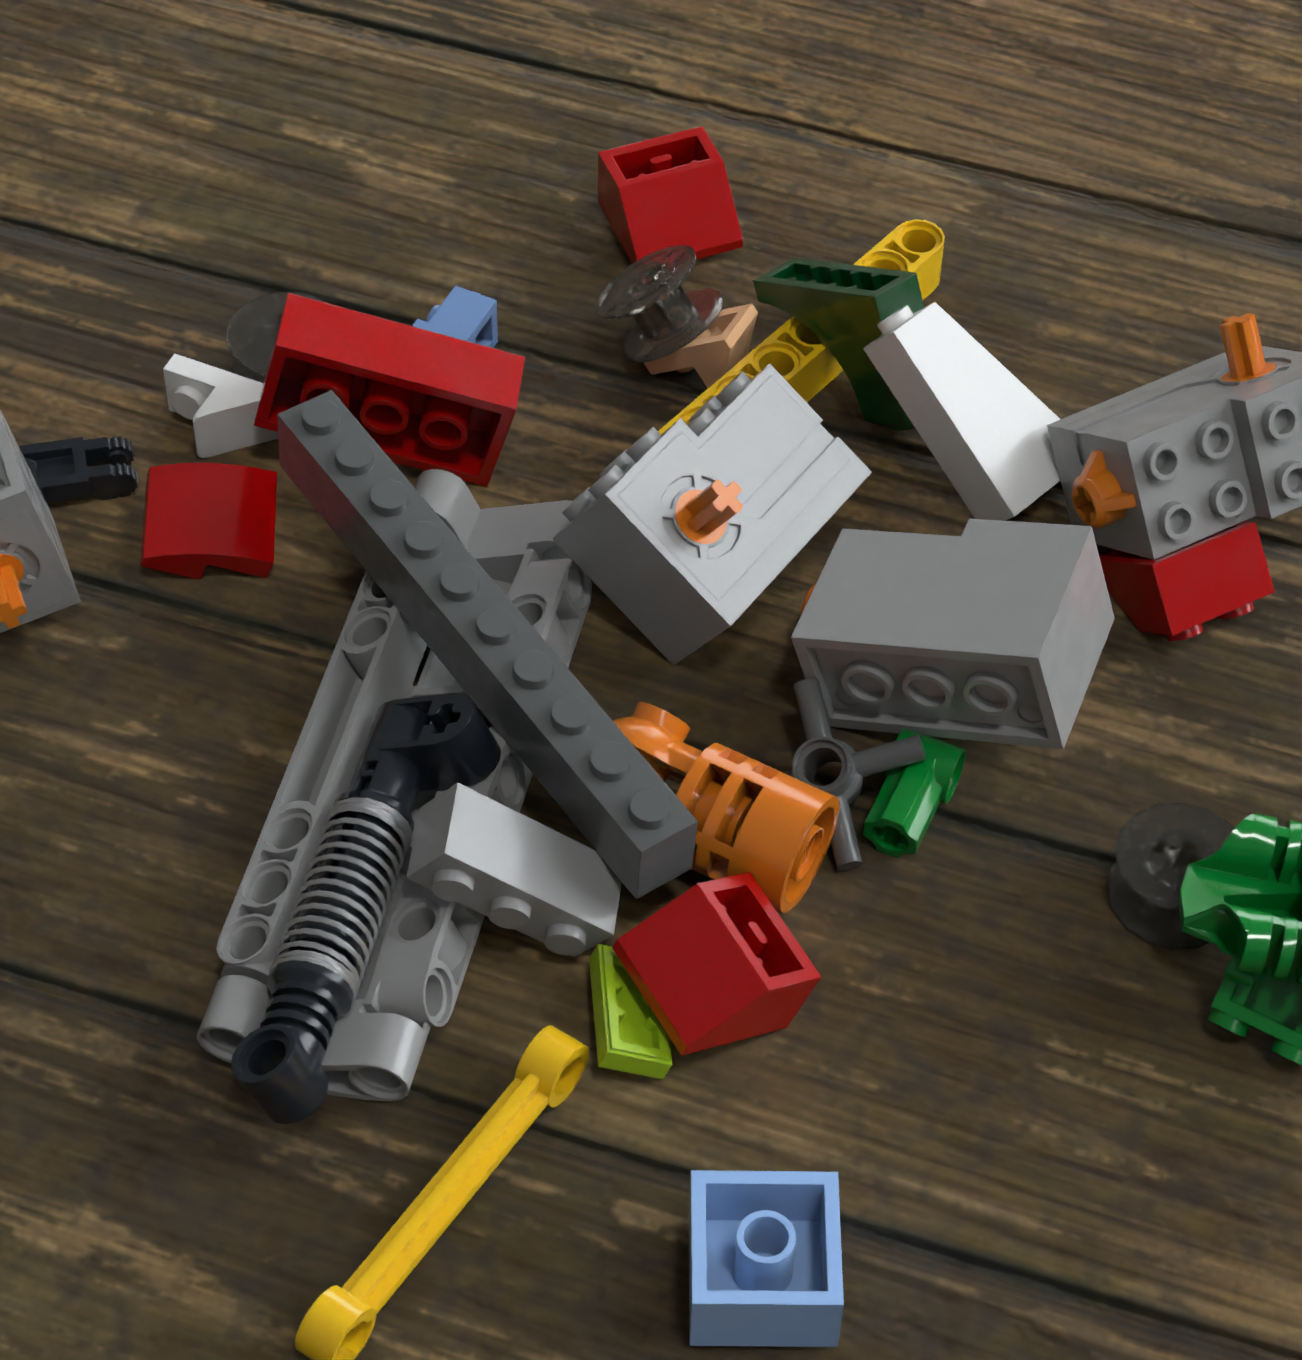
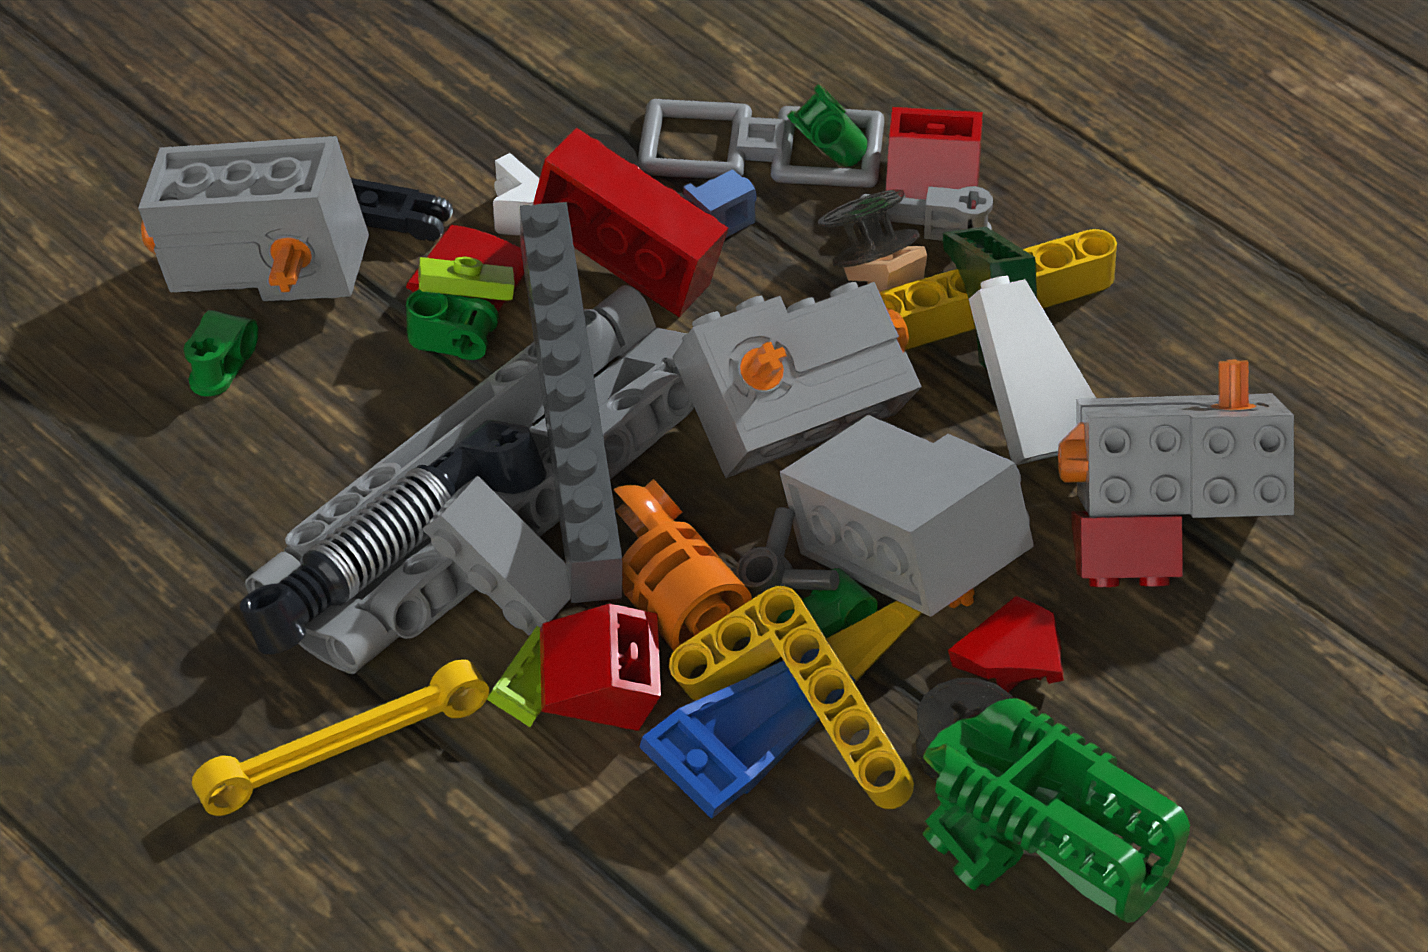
camera: 30 degrees right, 5 degrees down
(223, 594) = (446, 324): none -> green piece
(224, 529) = (466, 278): none -> lime plate
(450, 241) = (756, 141): none -> light grey bar
(514, 197) = (829, 128): none -> green piece
(726, 258) = (944, 210): none -> light grey connector
(765, 1259) = (508, 848): light blue brick -> none
(929, 983) = (742, 731): none -> blue plate
(978, 887) = (815, 678): none -> yellow beam
(1145, 746) = (1012, 646): none -> red slope

